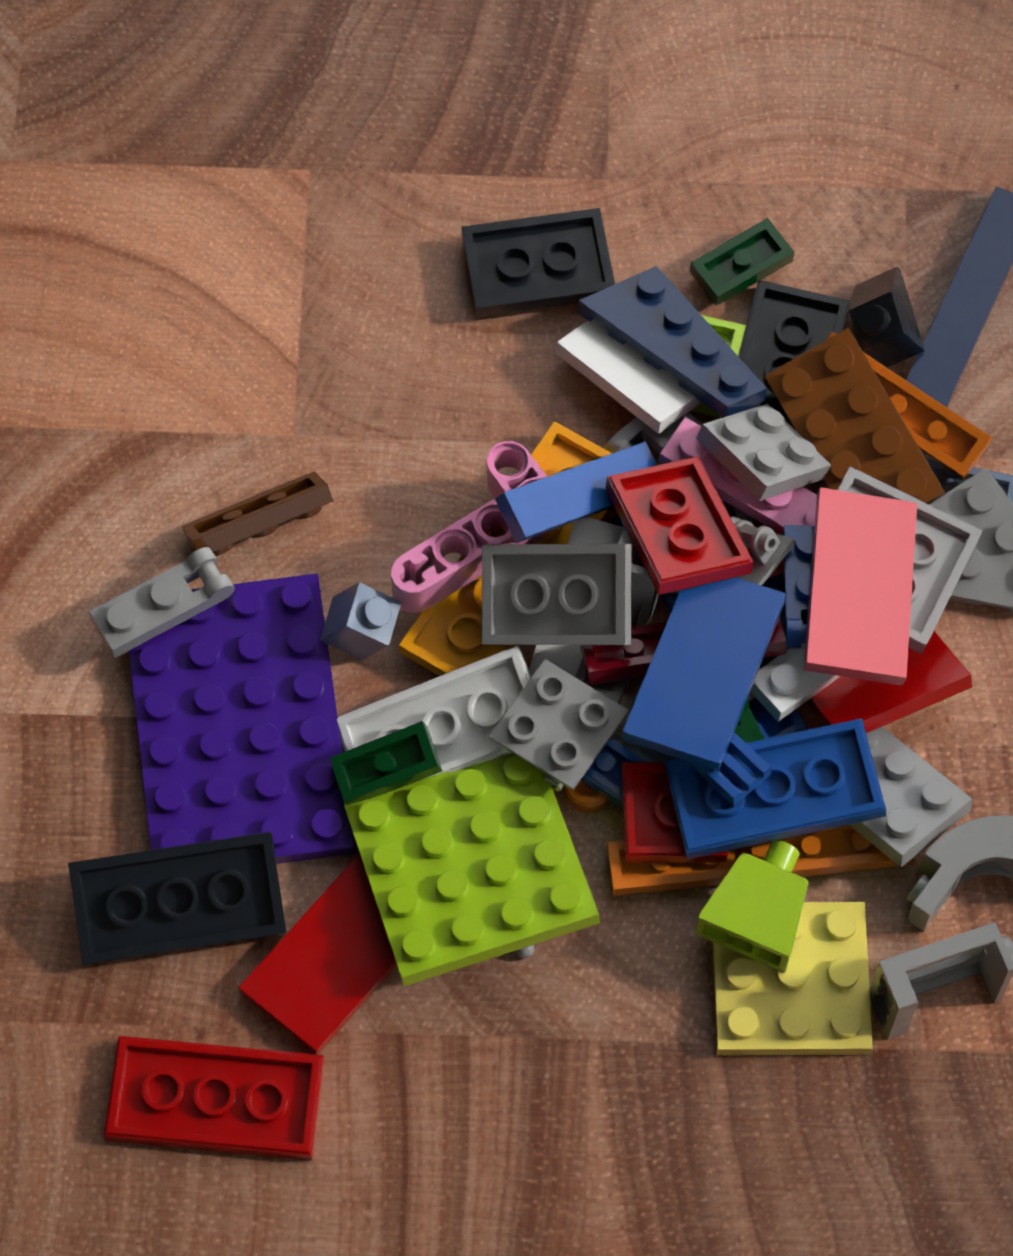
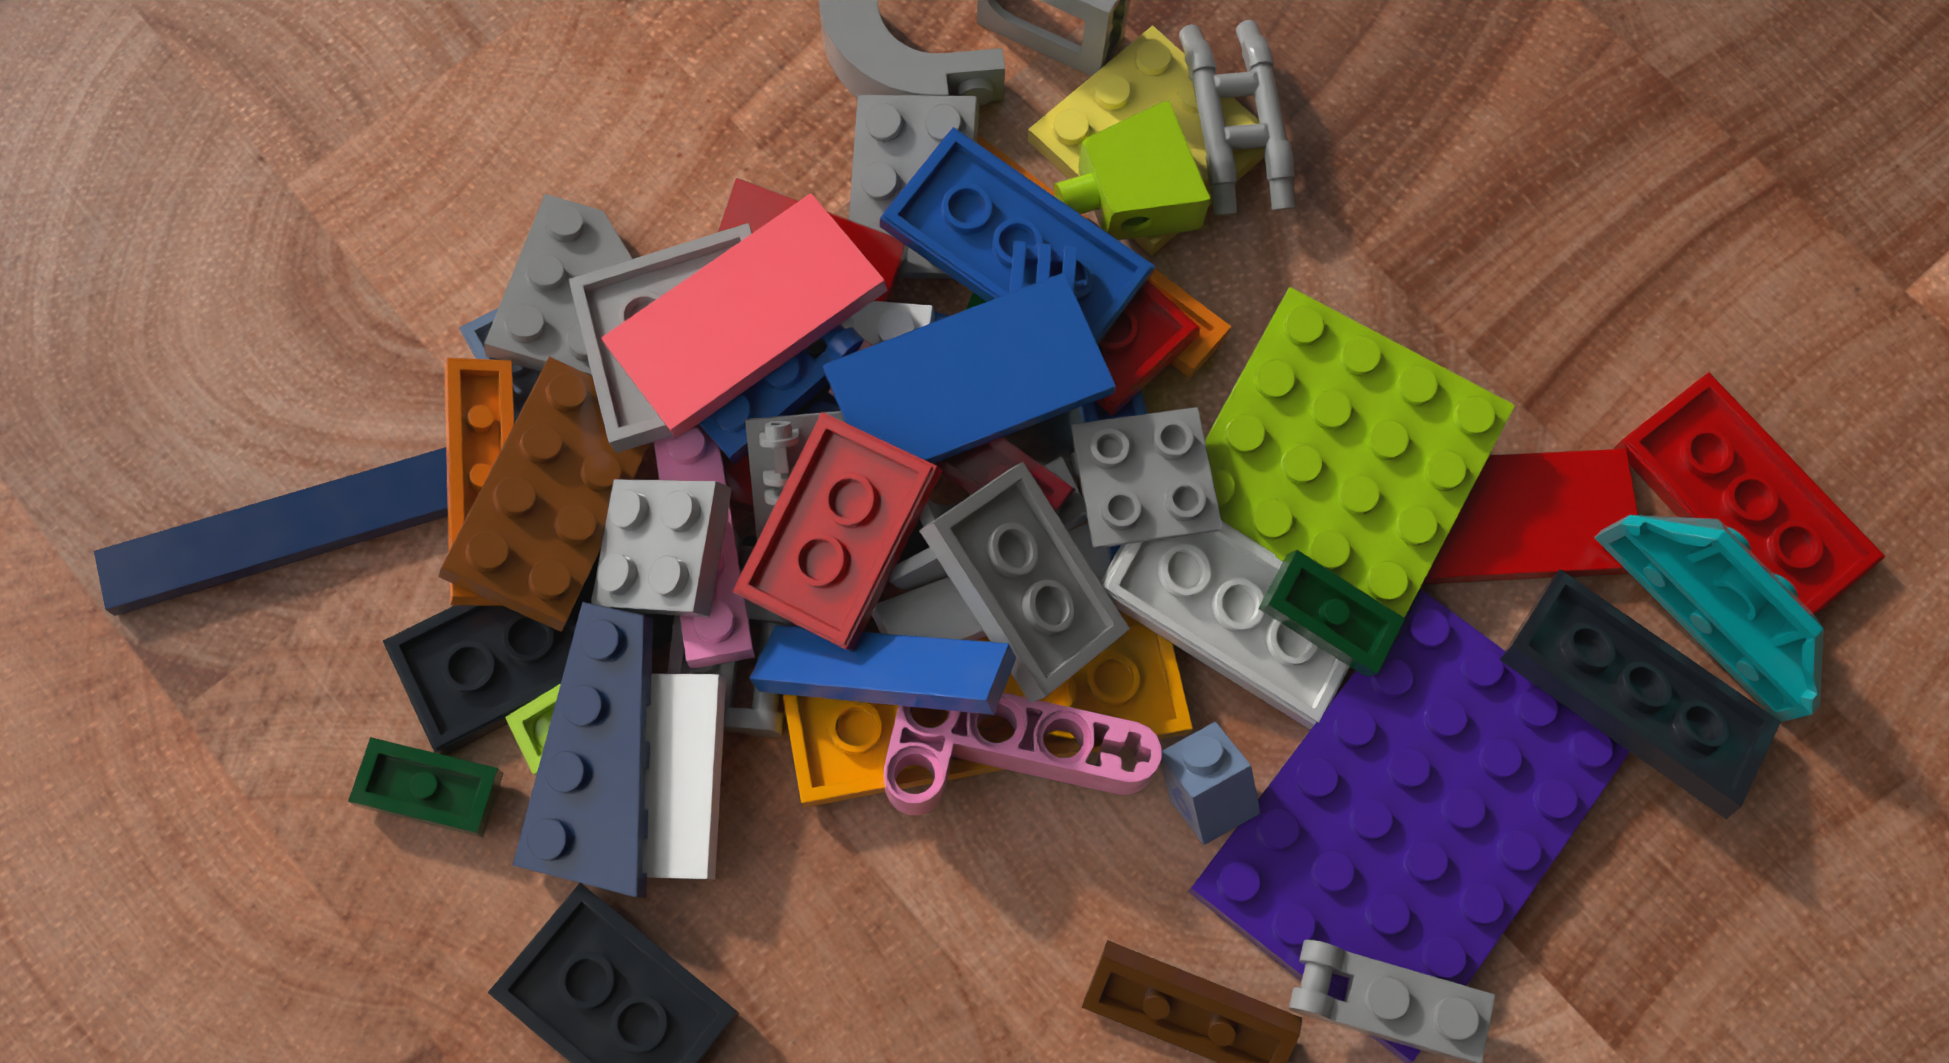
camera: 135 degrees left, 5 degrees up
(180, 995) = (1728, 605): none -> teal wedge
(759, 1058) = (1222, 139): none -> light grey piece
(885, 319) = (375, 585): black slope -> none

